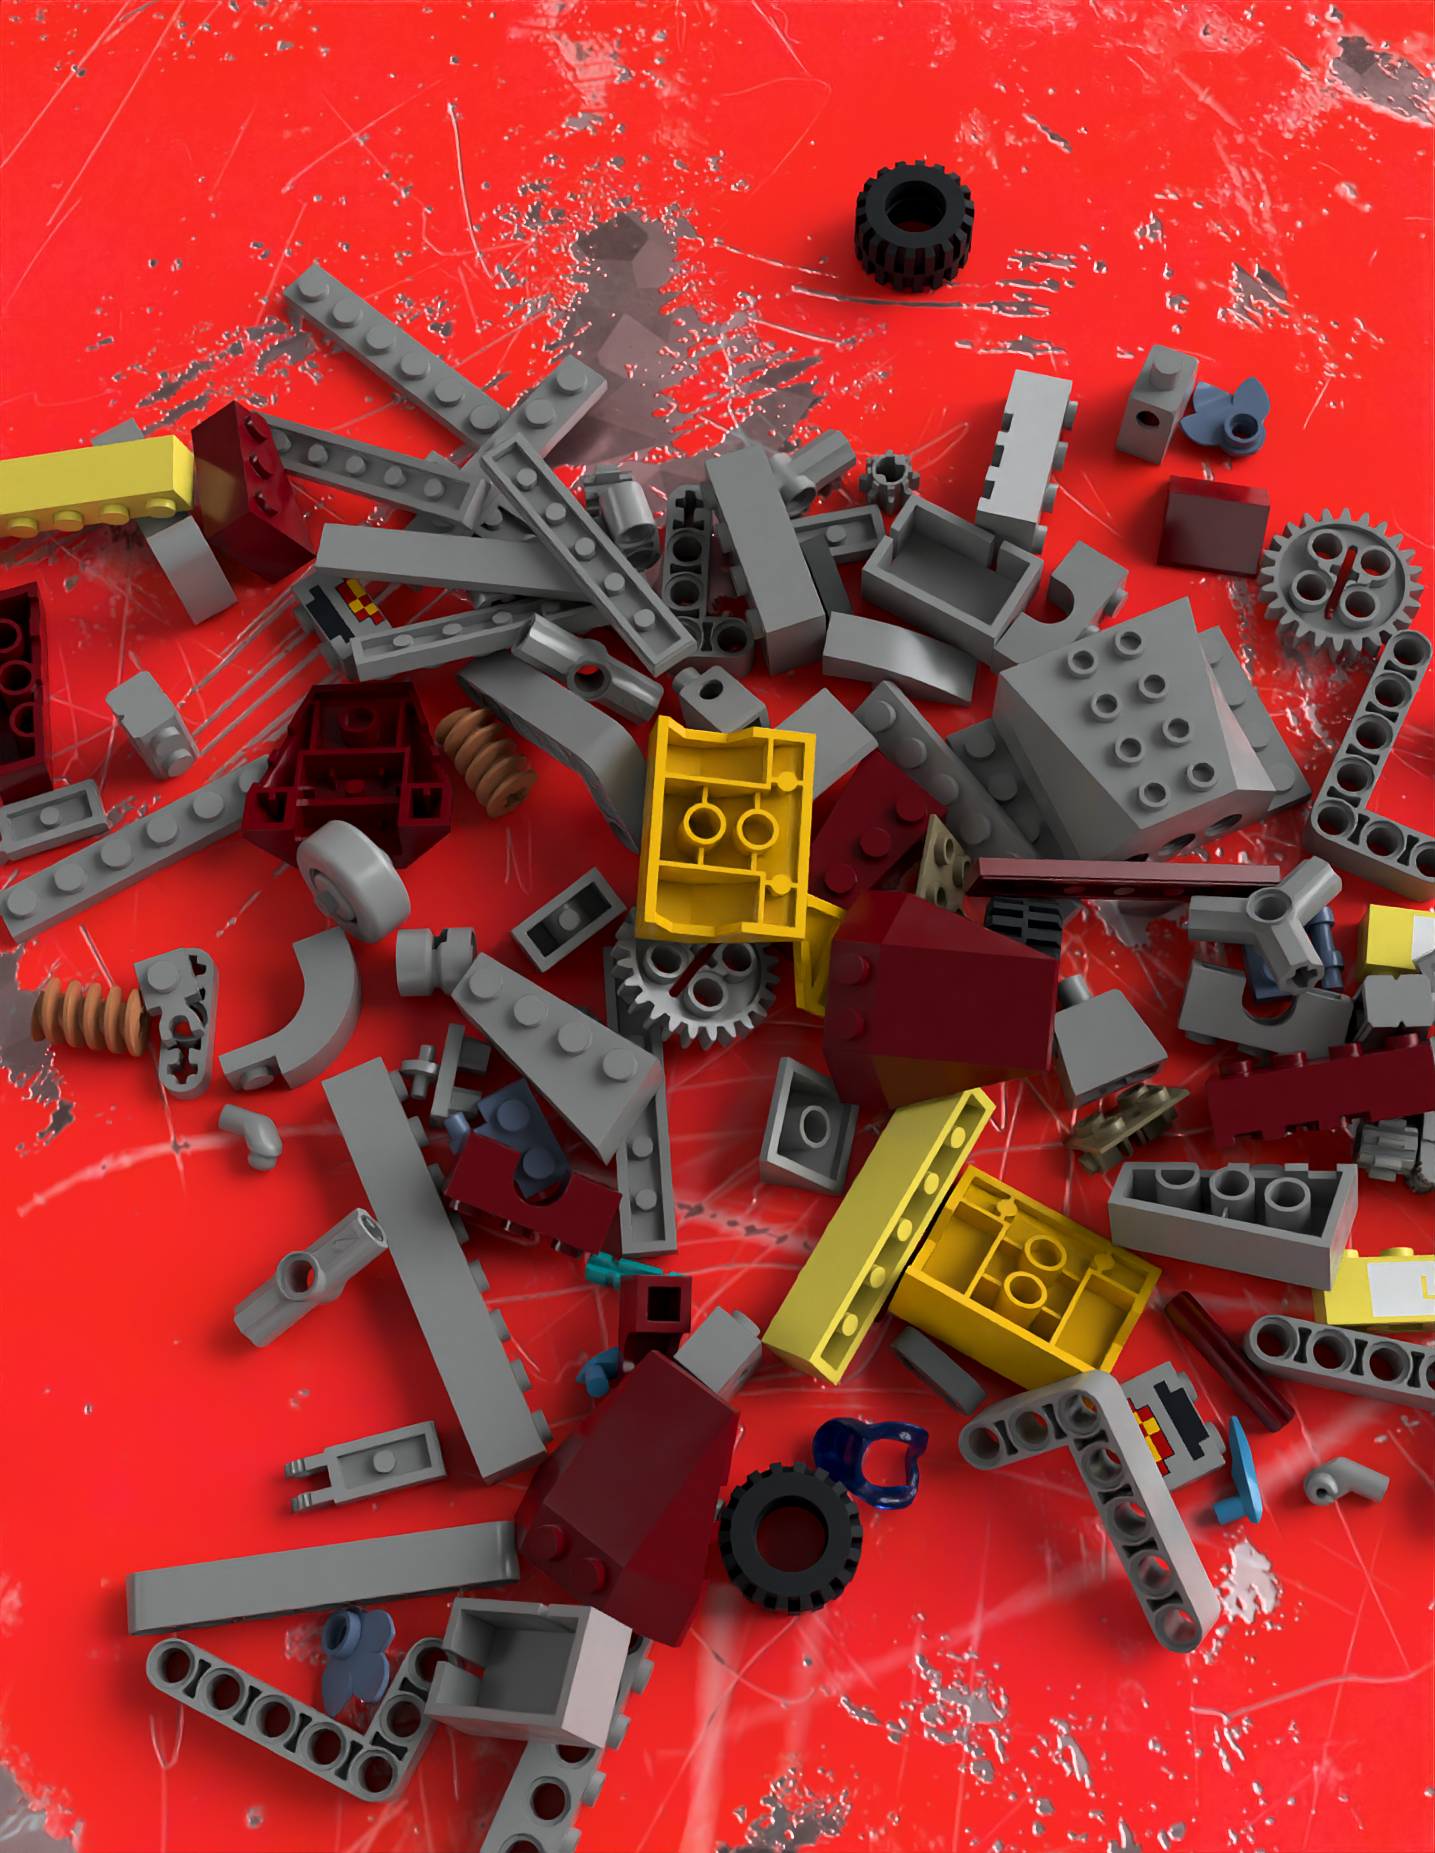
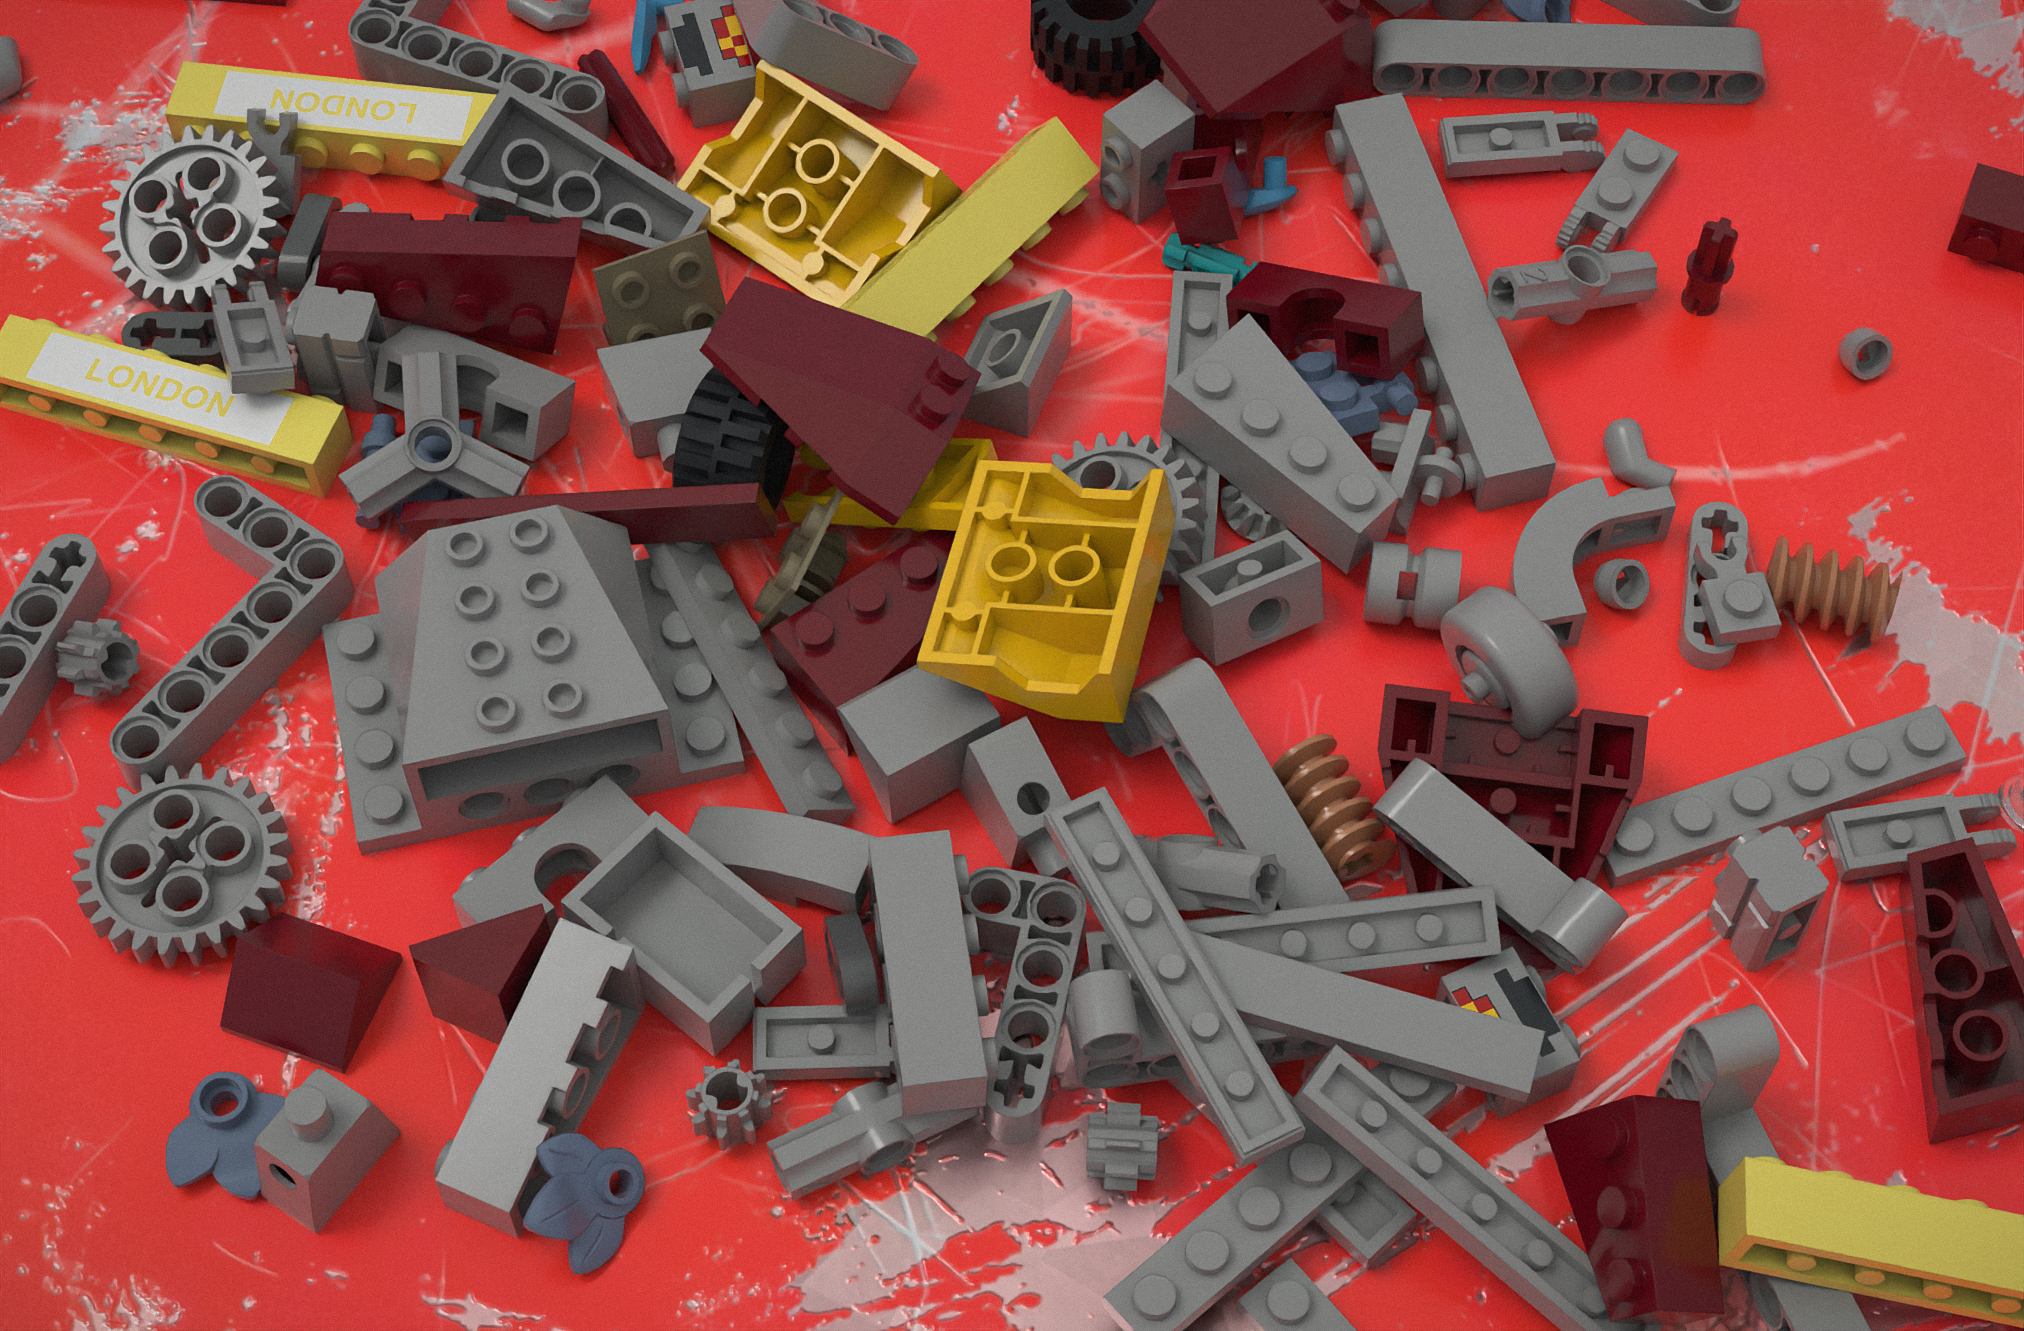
camera: 175 degrees left, 10 degrees down
(48, 1276) = (1874, 348): none -> light grey hinge
(186, 1319) = (1710, 266): none -> dark red axle
(266, 1005) = (1626, 591): none -> light grey hinge
(271, 1429) = (1619, 192): none -> light grey hinge
(342, 708) = (1474, 848): none -> light grey beam
(840, 1450) = (1032, 75): clear blue piece -> none
(938, 1371) = (922, 132): dark grey beam -> none
(970, 402) = (578, 1198): none -> sand blue plate
(1086, 508) = (482, 970): none -> dark red slope

